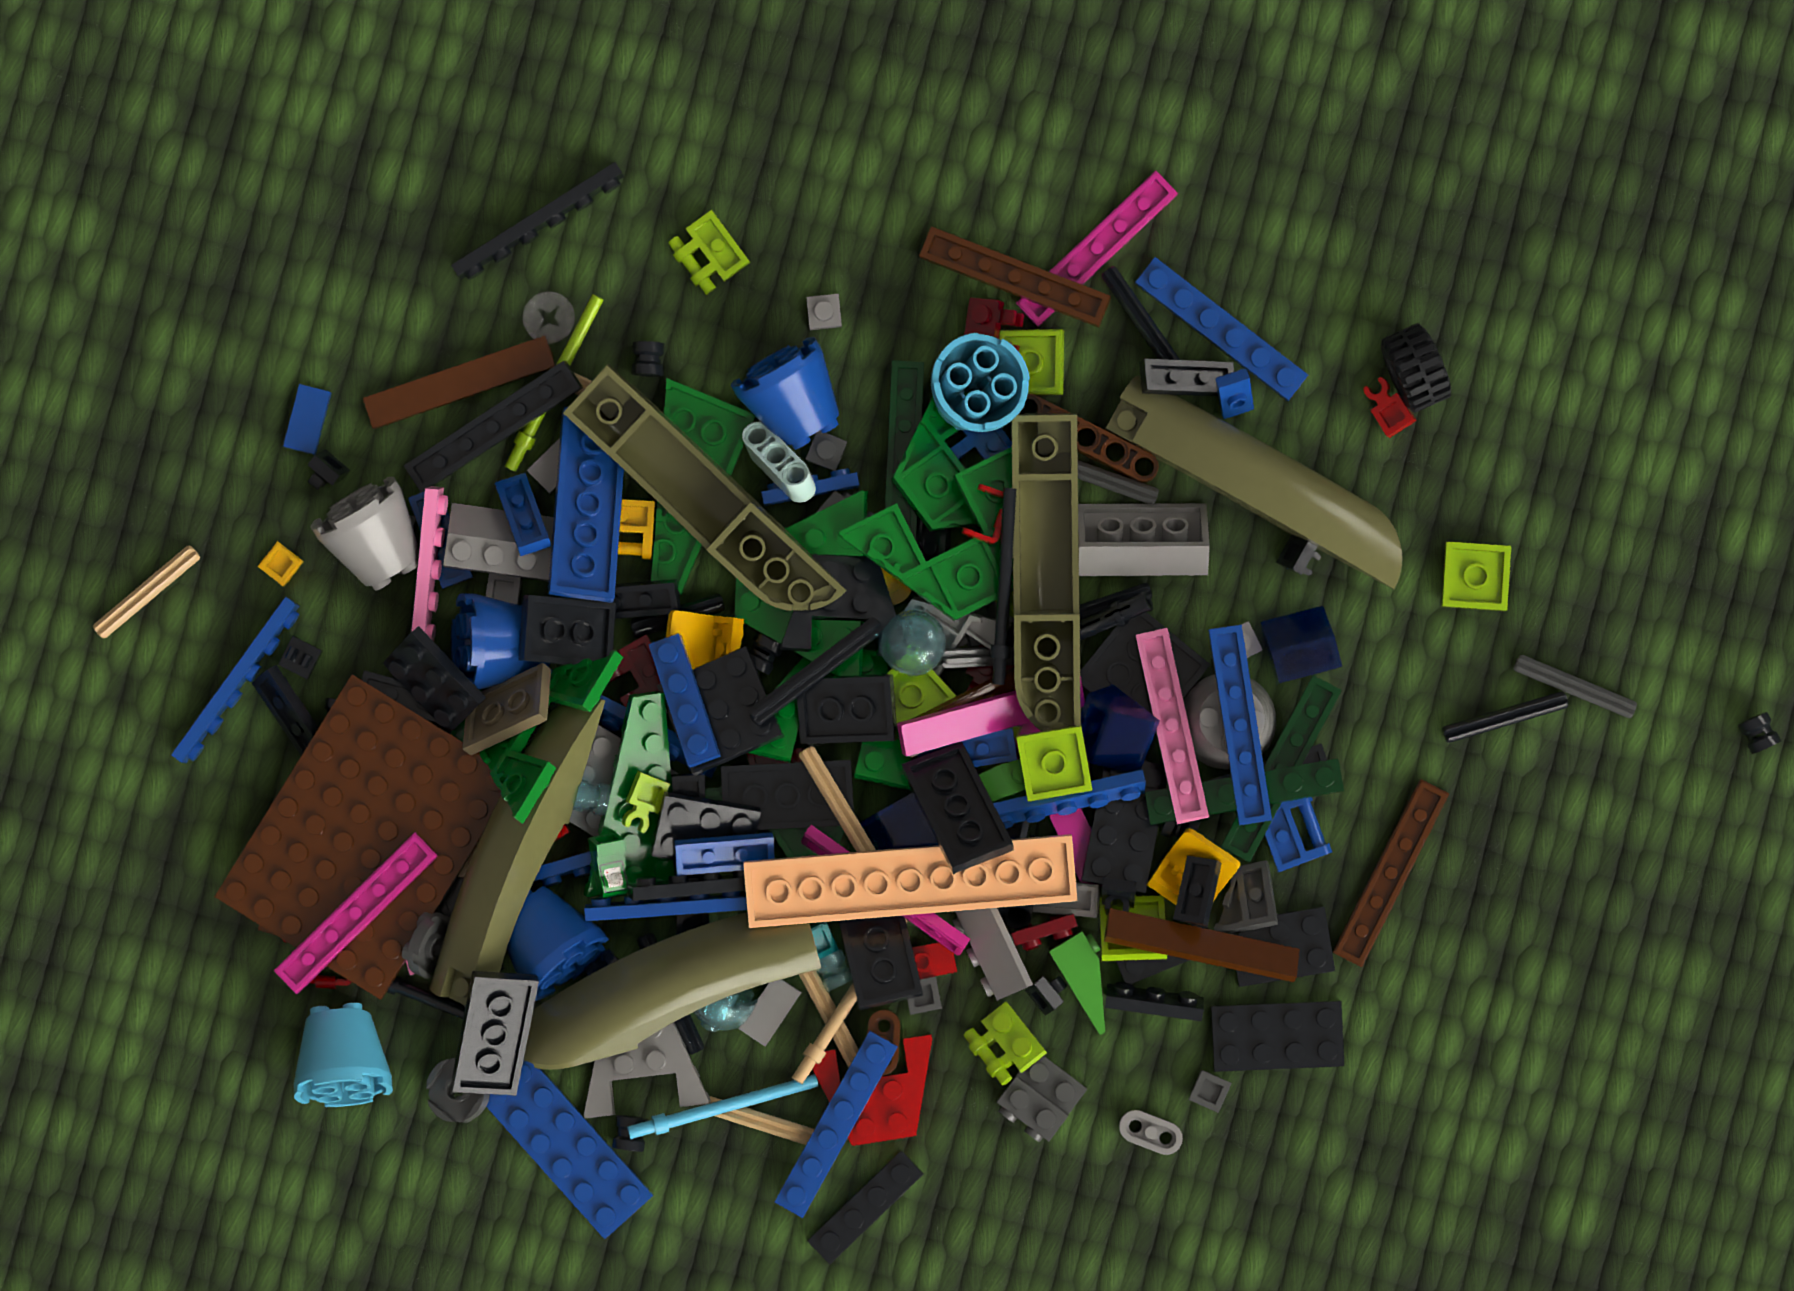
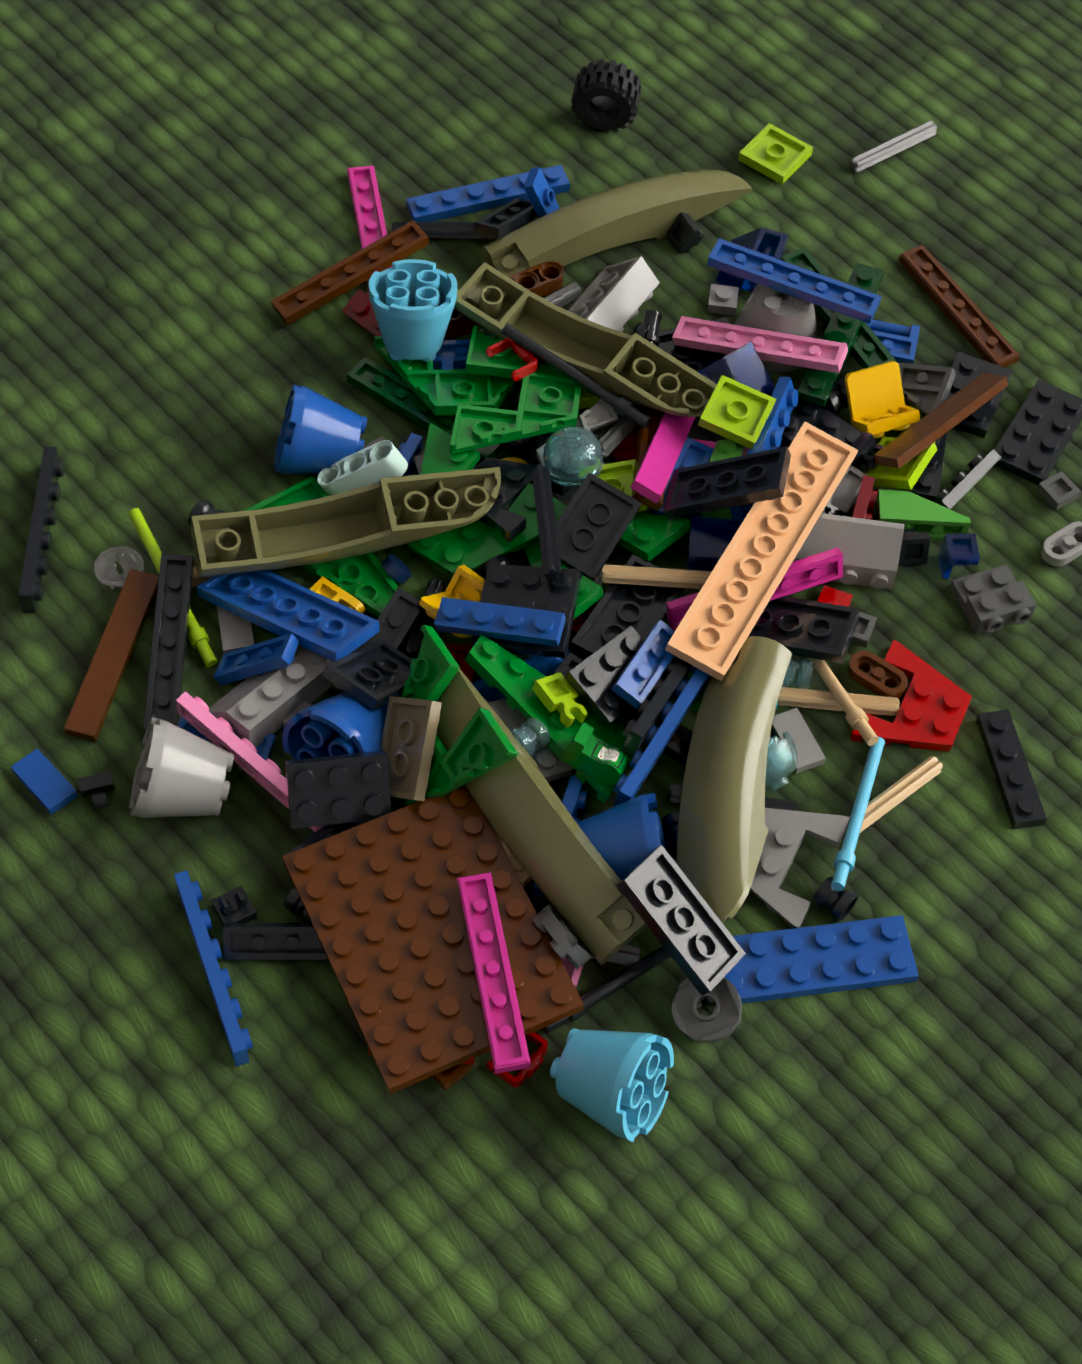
camera: 65 degrees left, 30 degrees down
(146, 591) = (75, 995): tan axle -> none
(280, 564) = (143, 875): yellow tile -> none
(705, 562) = (396, 569): none -> dark blue tile
(717, 246) = (165, 432): lime plate -> none
(824, 312) = (272, 400): light grey plate -> none
(836, 1124) = (929, 740): blue plate -> none
(1013, 1037) = (934, 586): lime plate -> none
(1062, 1042) = (958, 551): none -> clear blue panel
(1197, 890) = (898, 396): black plate -> none
(1391, 410) = (623, 137): red plate -> none
(1505, 717) = (887, 191): black axle -> none
(1755, 726) = (990, 70): black wheel -> none

